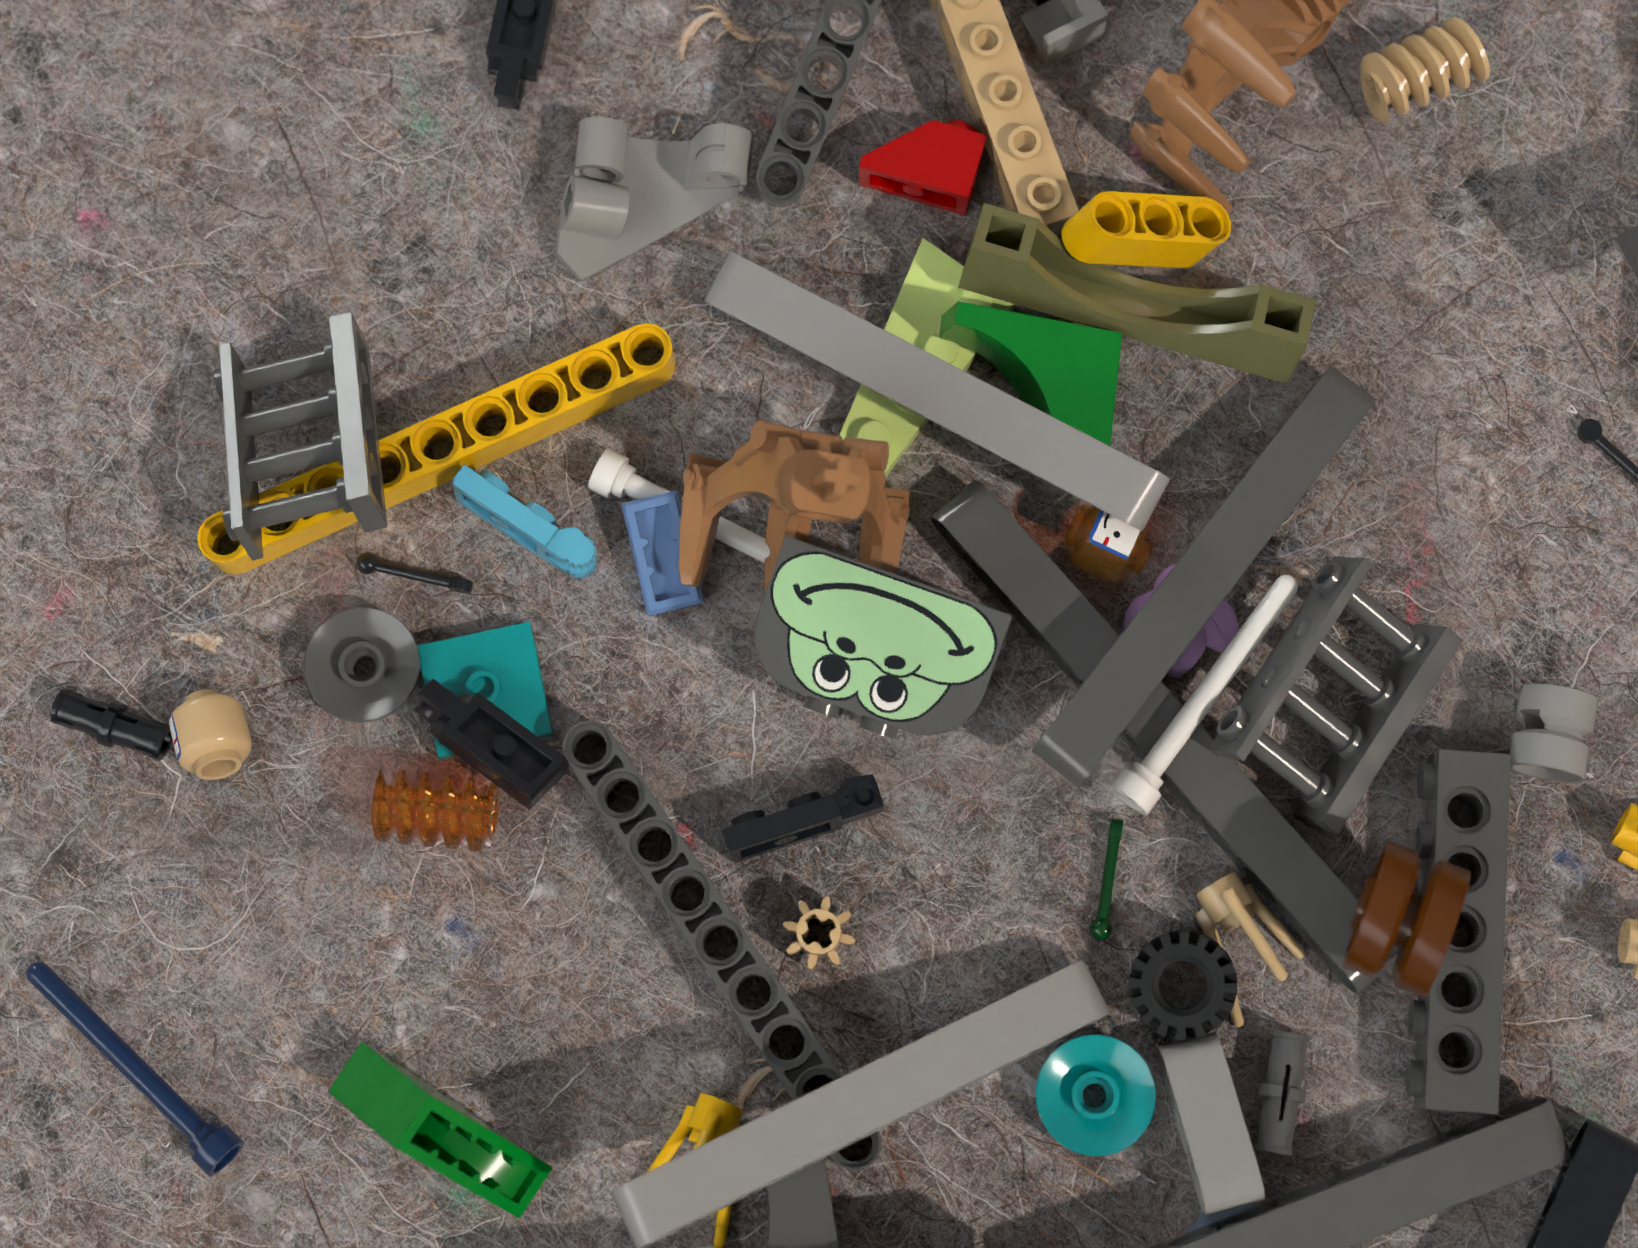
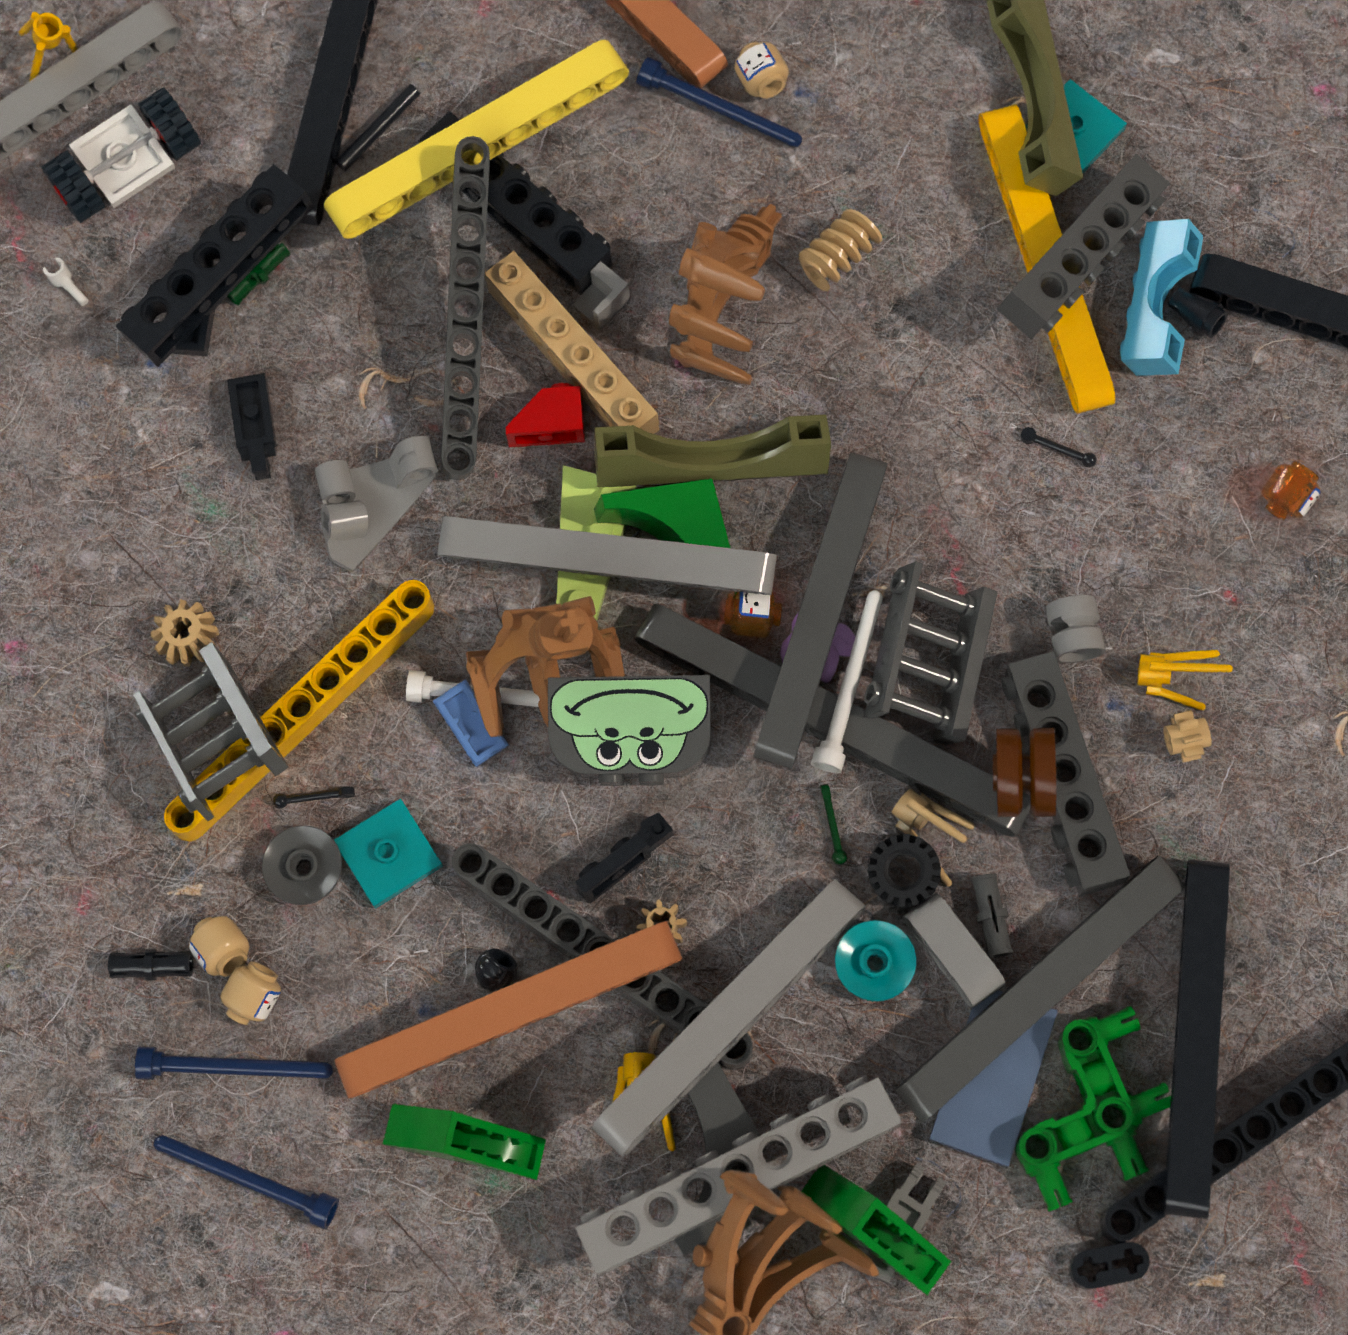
camera: 20 degrees left, 5 degrees down
(63, 859) = (154, 1063): none -> dark blue piece
(229, 815) = (250, 993): none -> tan head
(303, 278) = (169, 636): none -> tan gear
(434, 811) = (385, 939): clear orange piece -> none
(492, 743) = (406, 881): black hinge -> none
(527, 525) = (374, 737): medium azure hinge -> none
(567, 974) = (508, 1009): none -> nougat beam
(570, 909) = (495, 969): none -> black piece
(1146, 229) = (703, 408): yellow beam -> none

